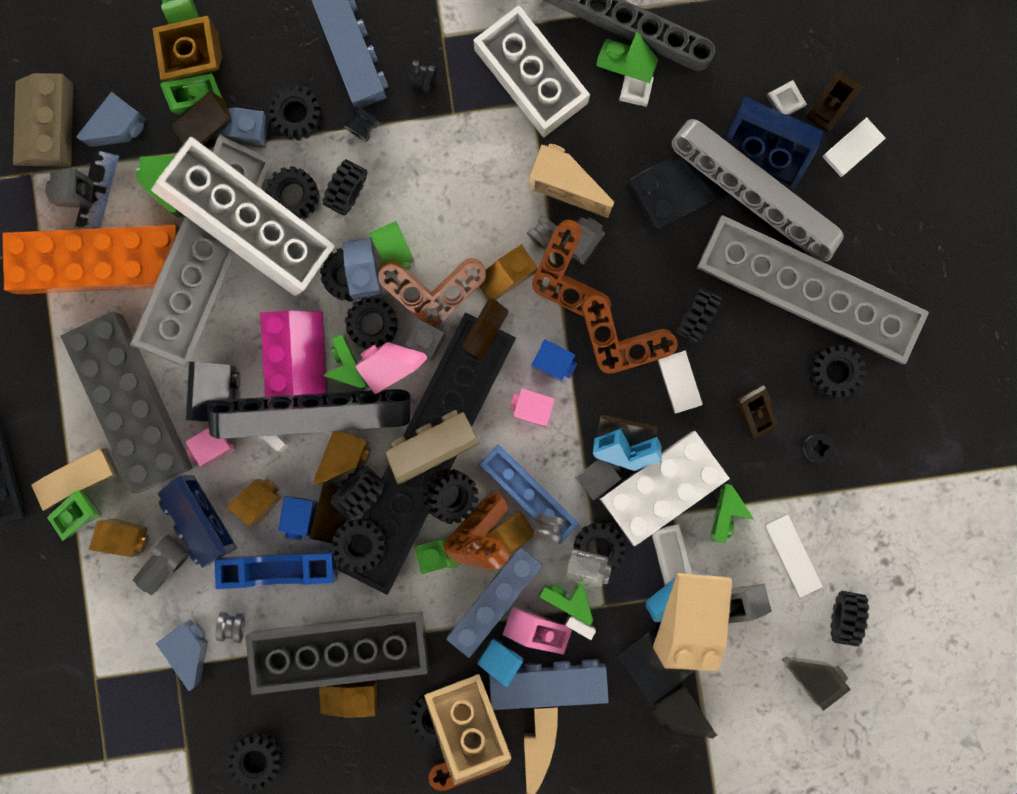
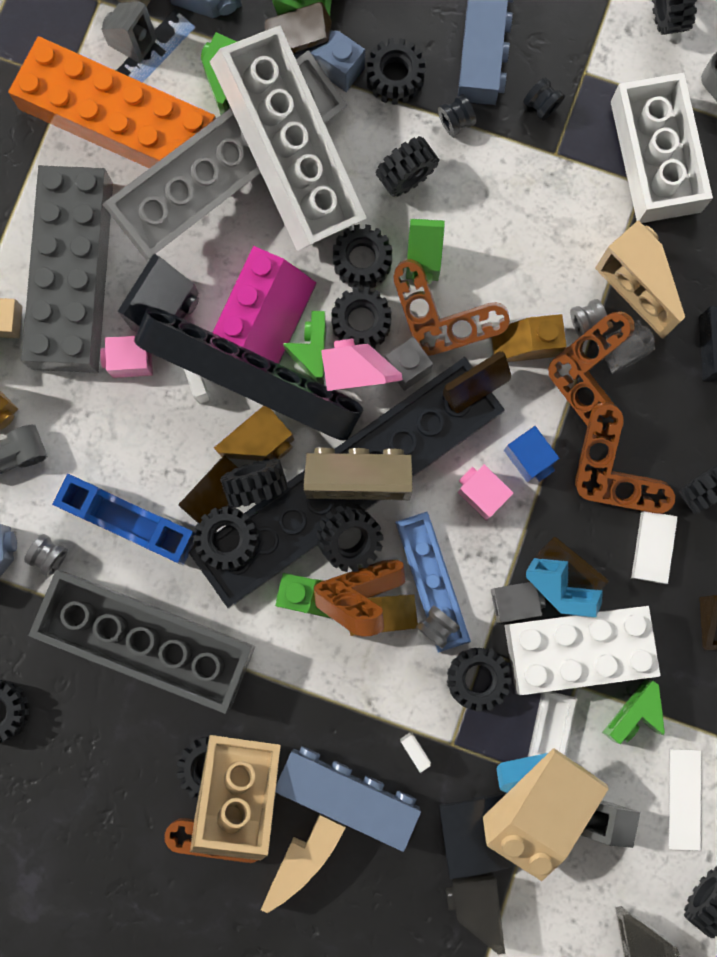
camera: 25 degrees right, 5 degrees down
(196, 520) = (71, 424): dark blue slope -> none
(255, 501) = (143, 437): pearl gold slope -> none
(297, 517) = (177, 476): blue brick -> none
(298, 177) = (367, 139): black tyre -> none
(349, 699) = (128, 698): pearl gold slope -> none
(361, 268) = (380, 256): sand blue slope -> none
(494, 601) = (337, 675): sand blue brick -> none
(500, 661) = (310, 743): dark azure slope -> none
(537, 631) = (366, 732): bright pink slope -> none
(576, 605) = (423, 726): bright green slope -> none
(587, 569) = (456, 693): clear brick -> none

